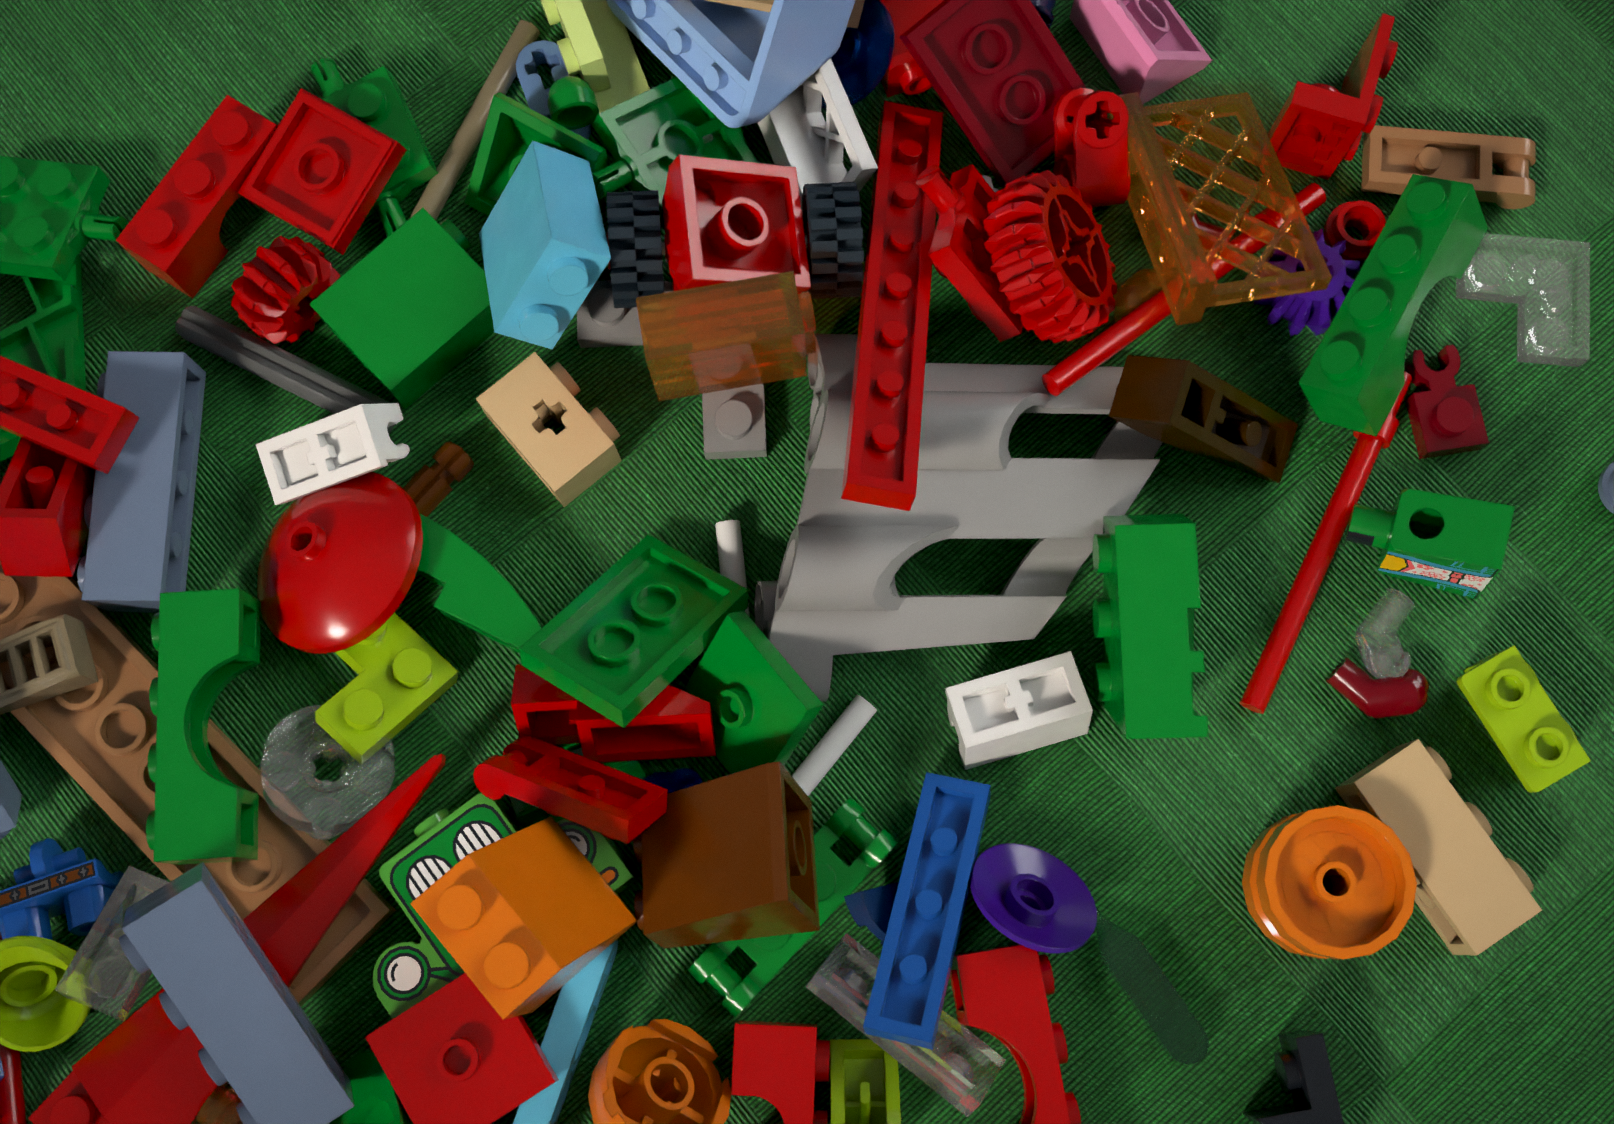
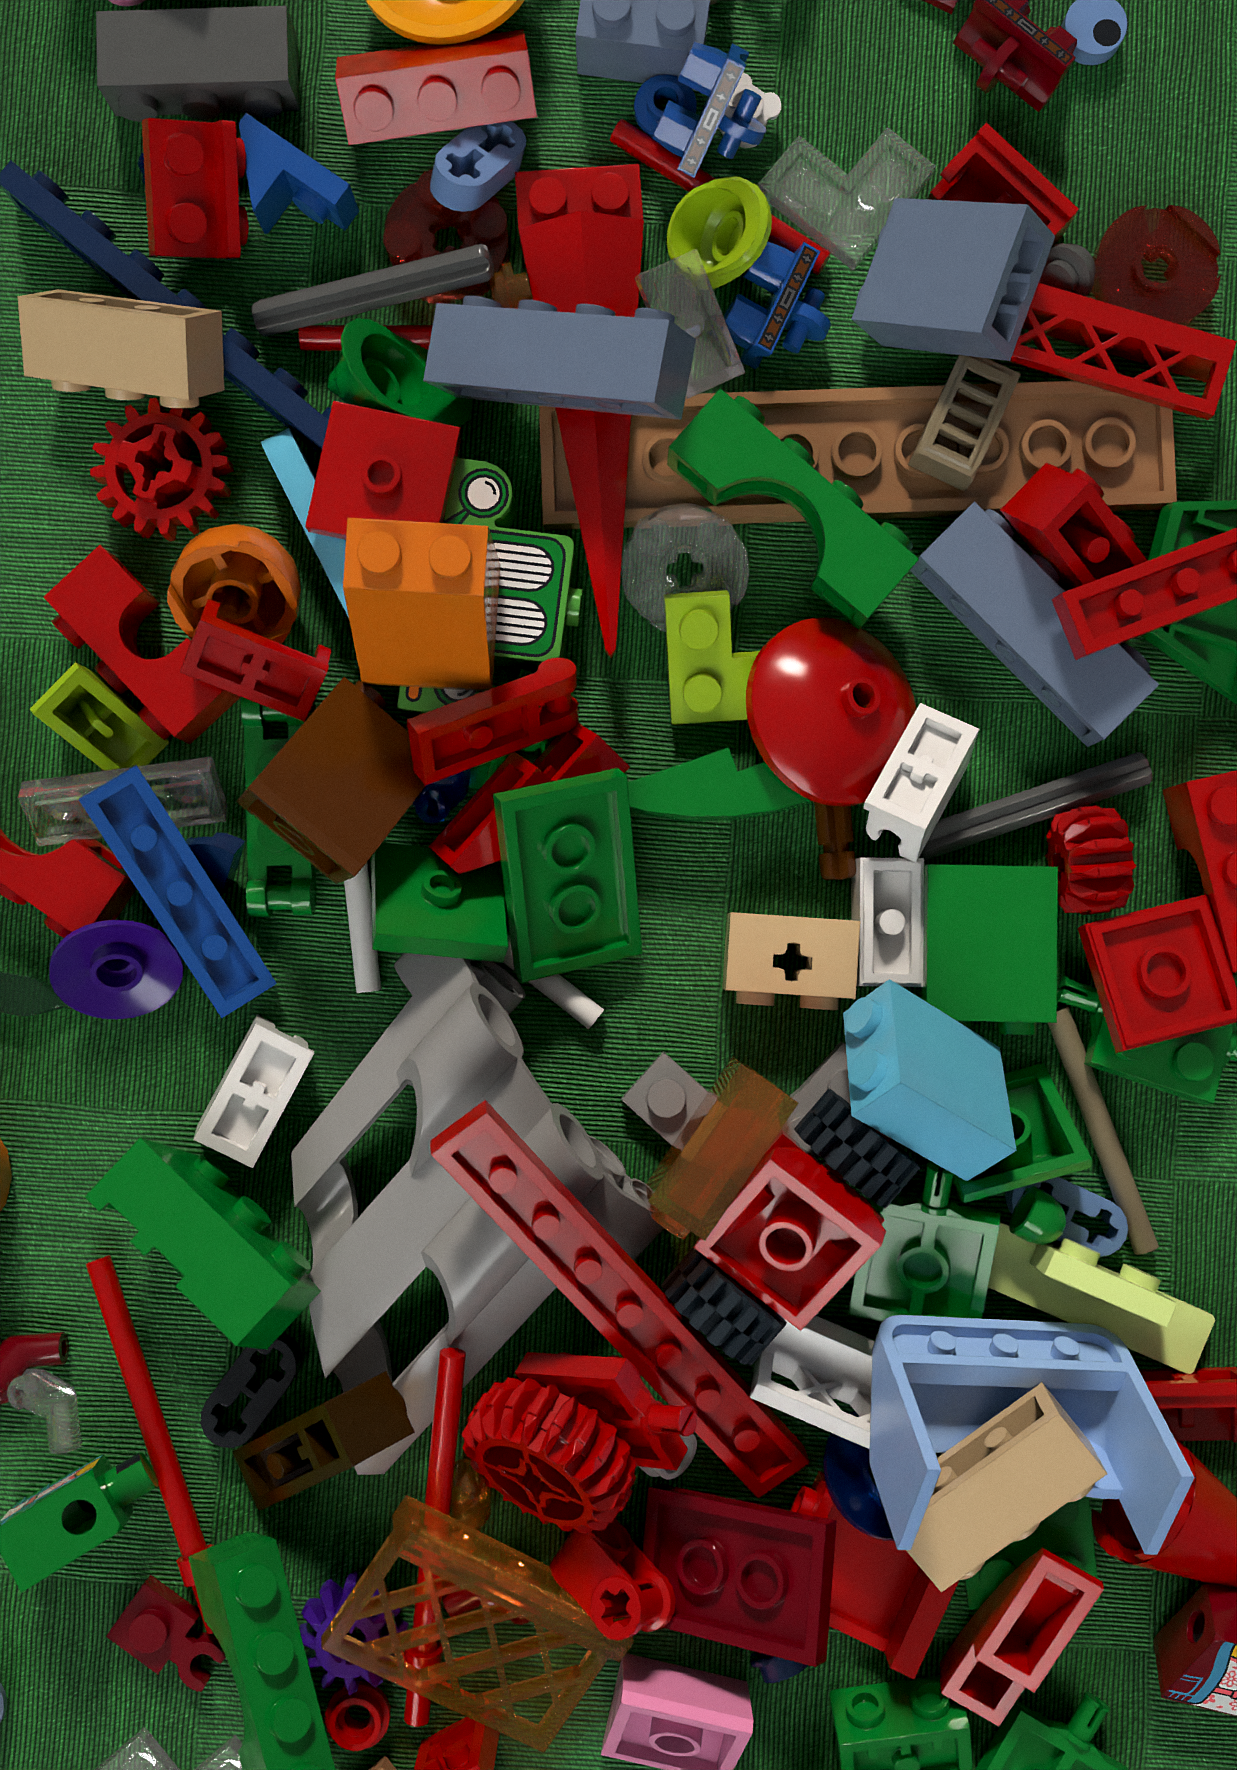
camera: 135 degrees right, 10 degrees up
(443, 398) = (890, 909): none -> white slope
(700, 1015) = (254, 665): none -> red hinge
(1223, 495) = (262, 1397): none -> black beam

